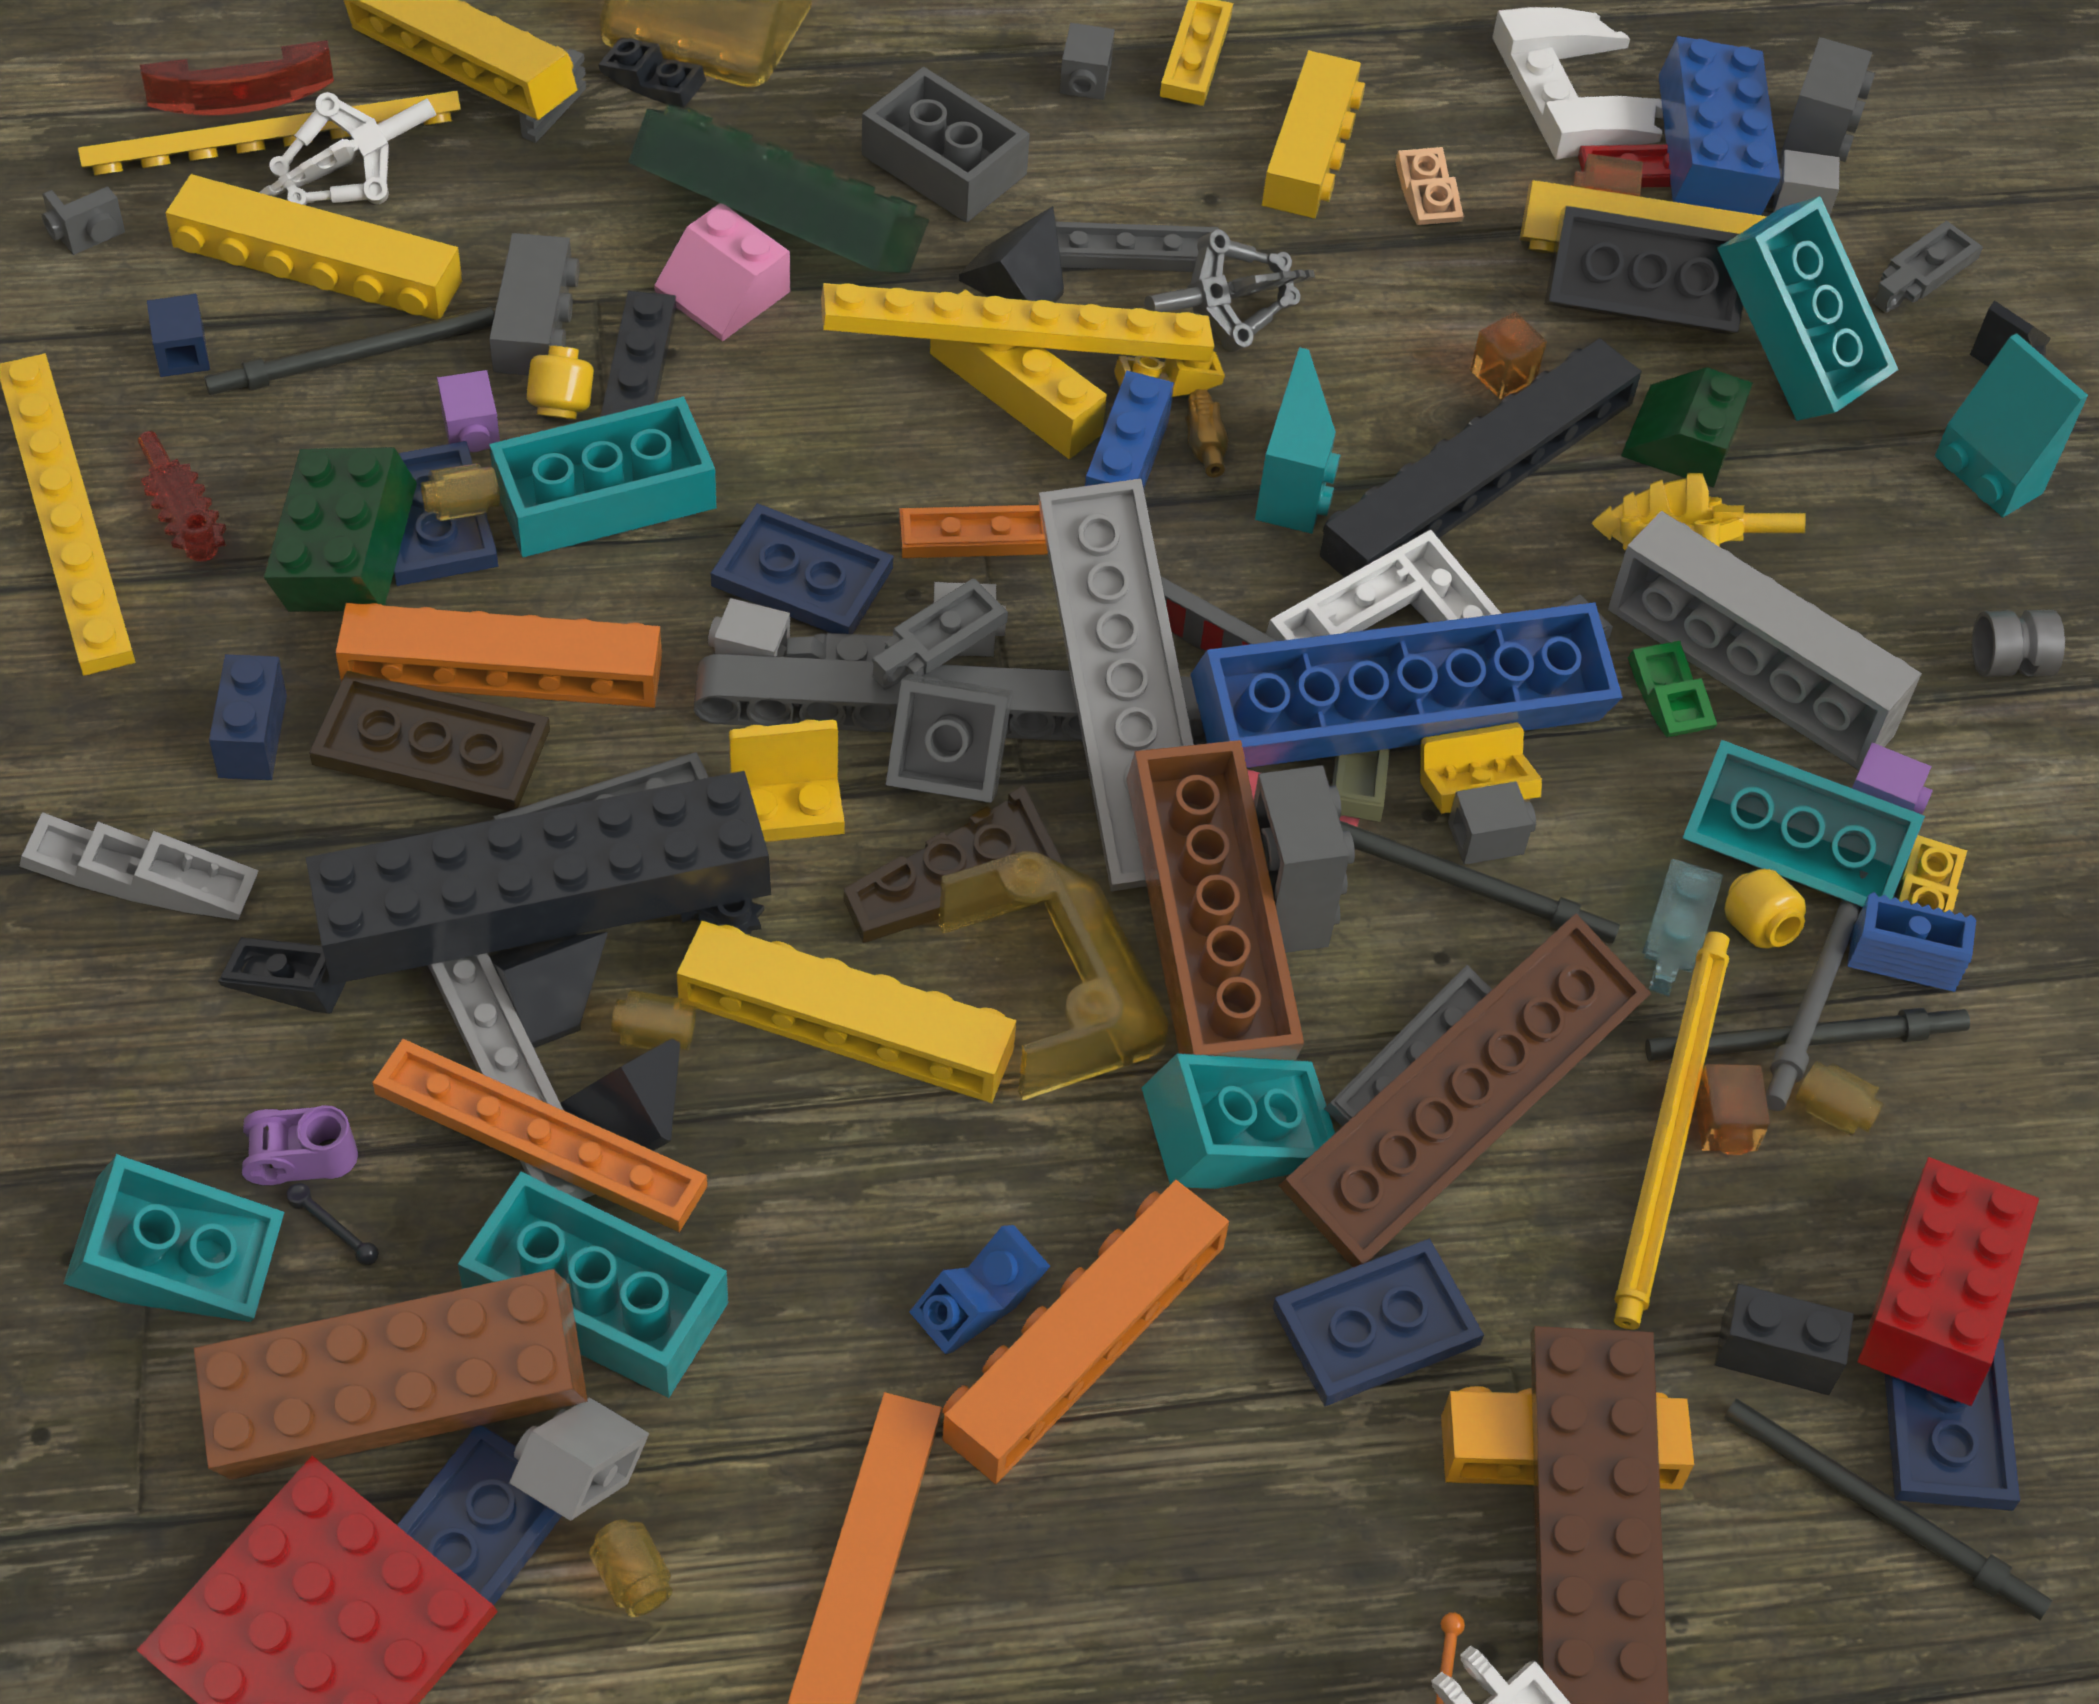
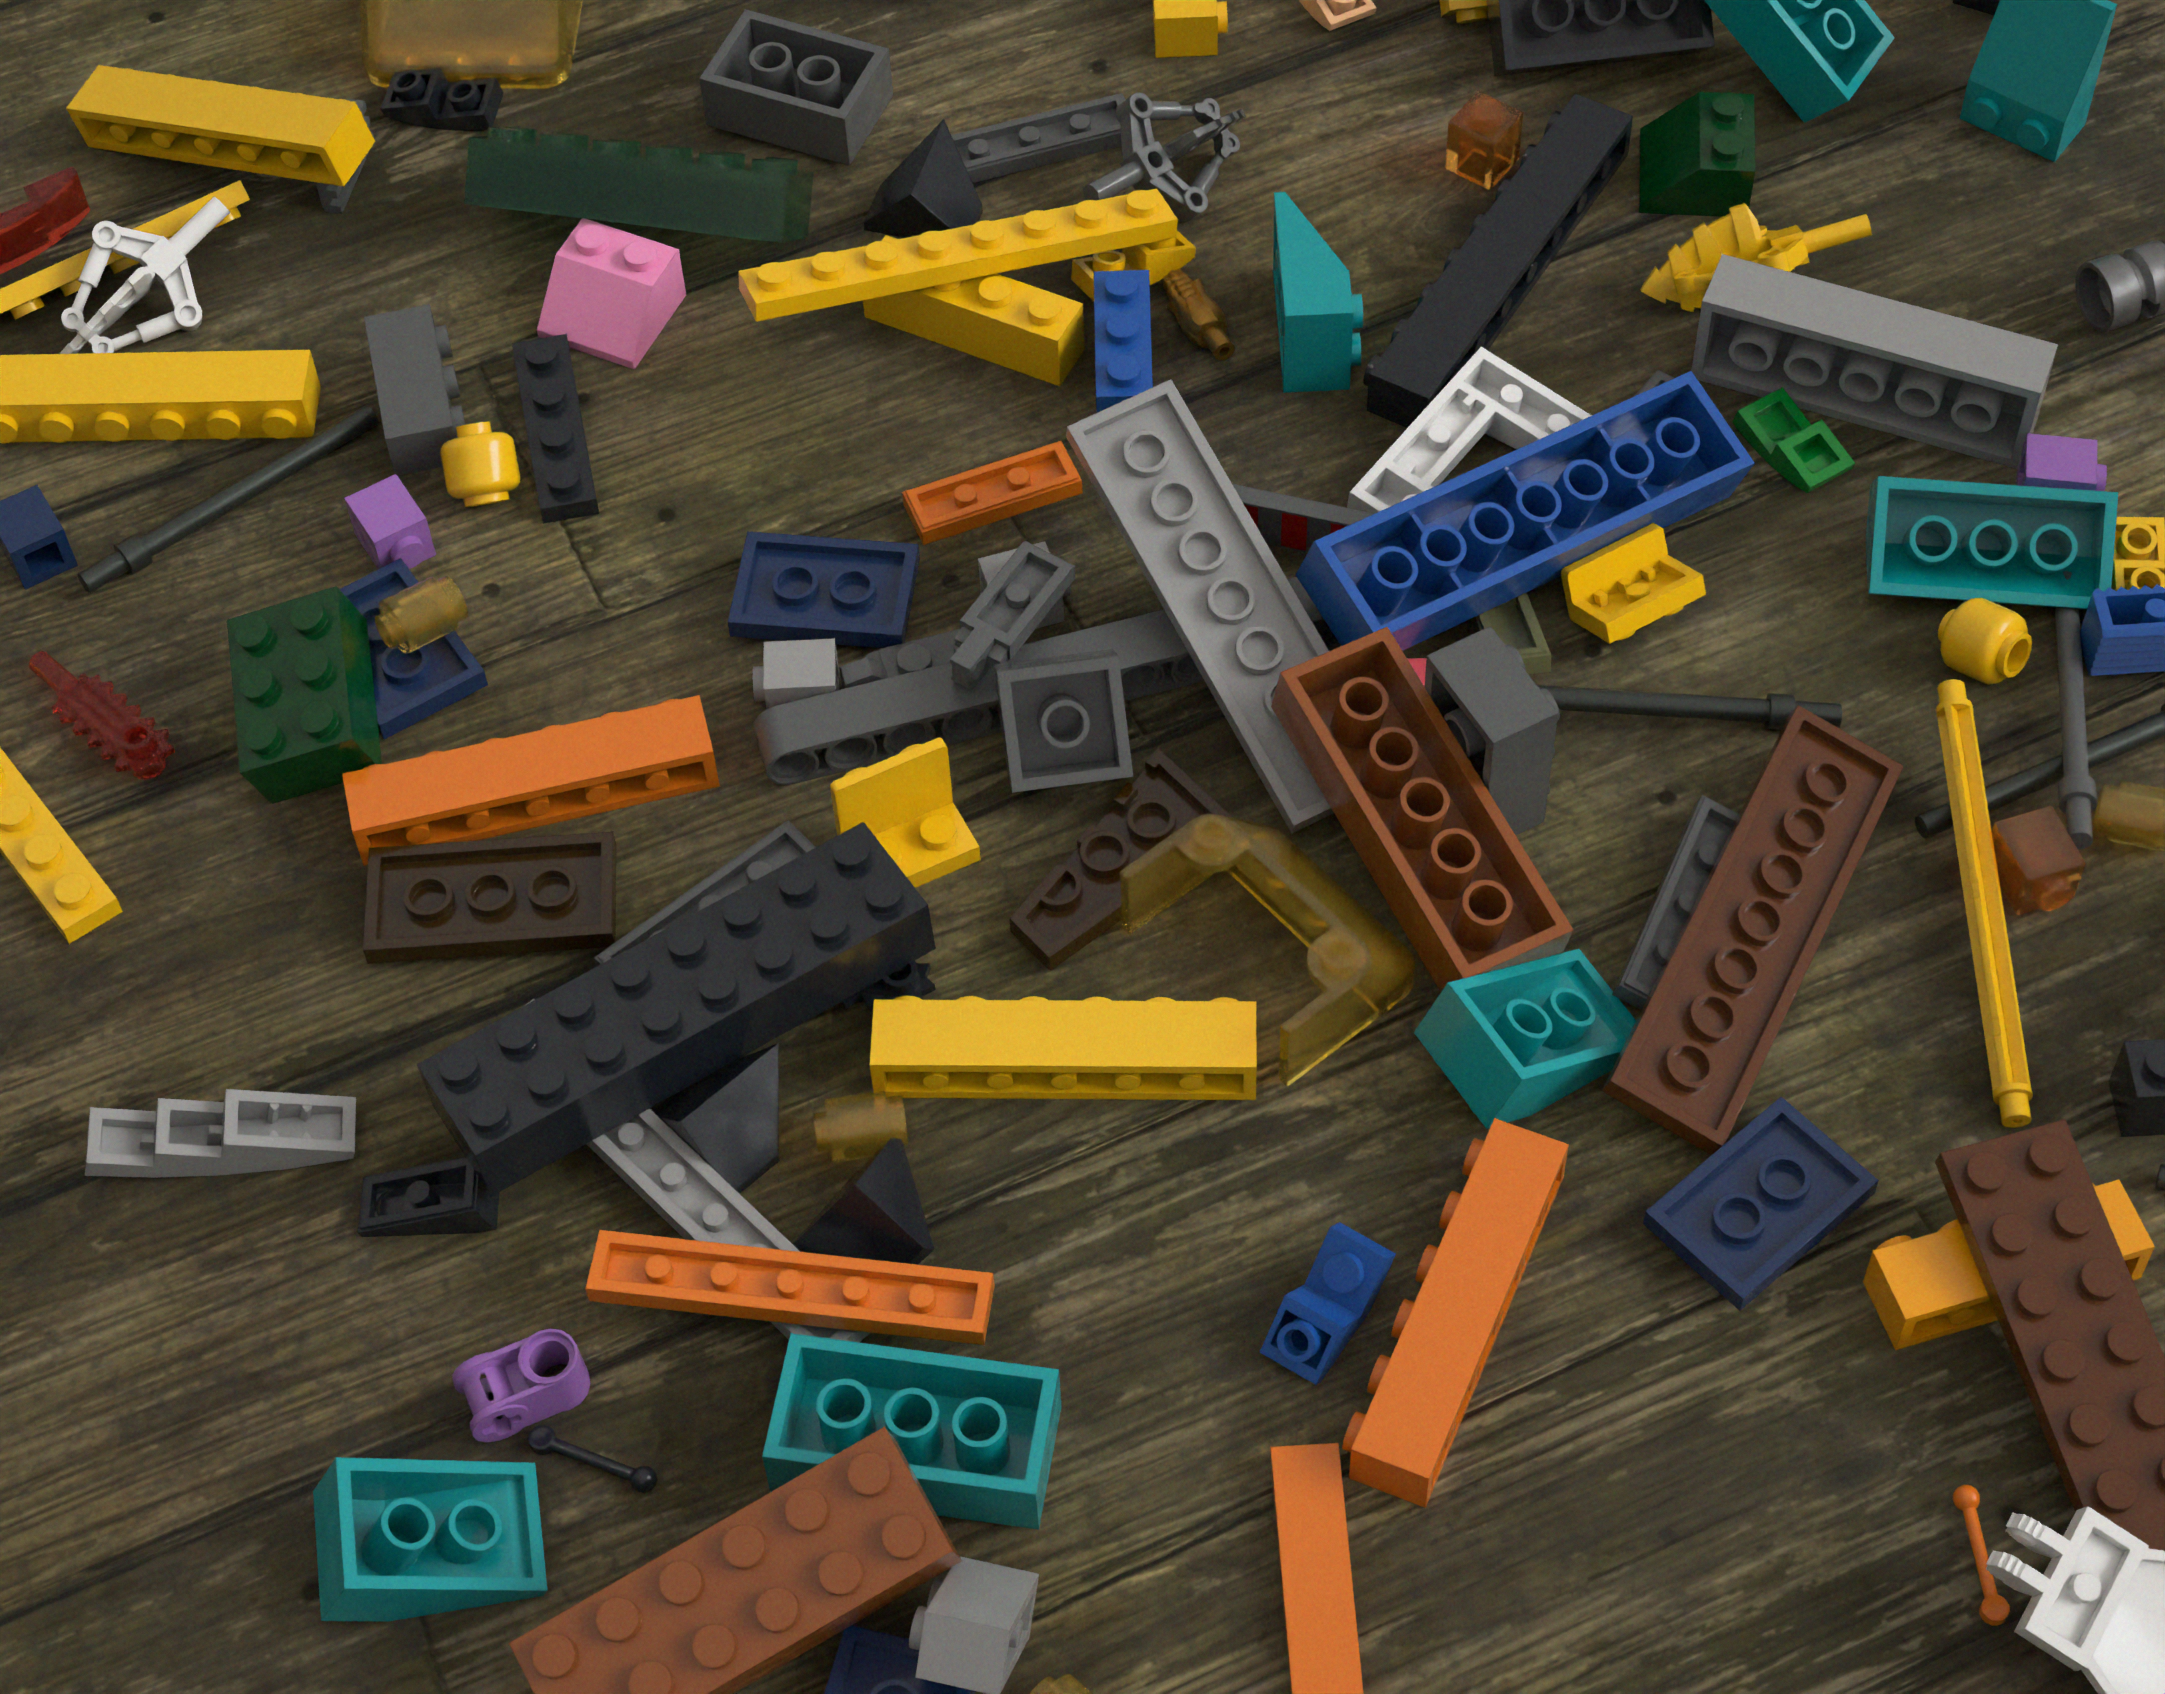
camera: 10 degrees left, 0 degrees up
(248, 717) = (279, 932): dark blue brick -> none
(603, 476) = (570, 551): teal brick -> none
(1491, 822) = (1666, 637): dark grey brick -> none
(1680, 922) = (1900, 682): clear light blue hinge -> none

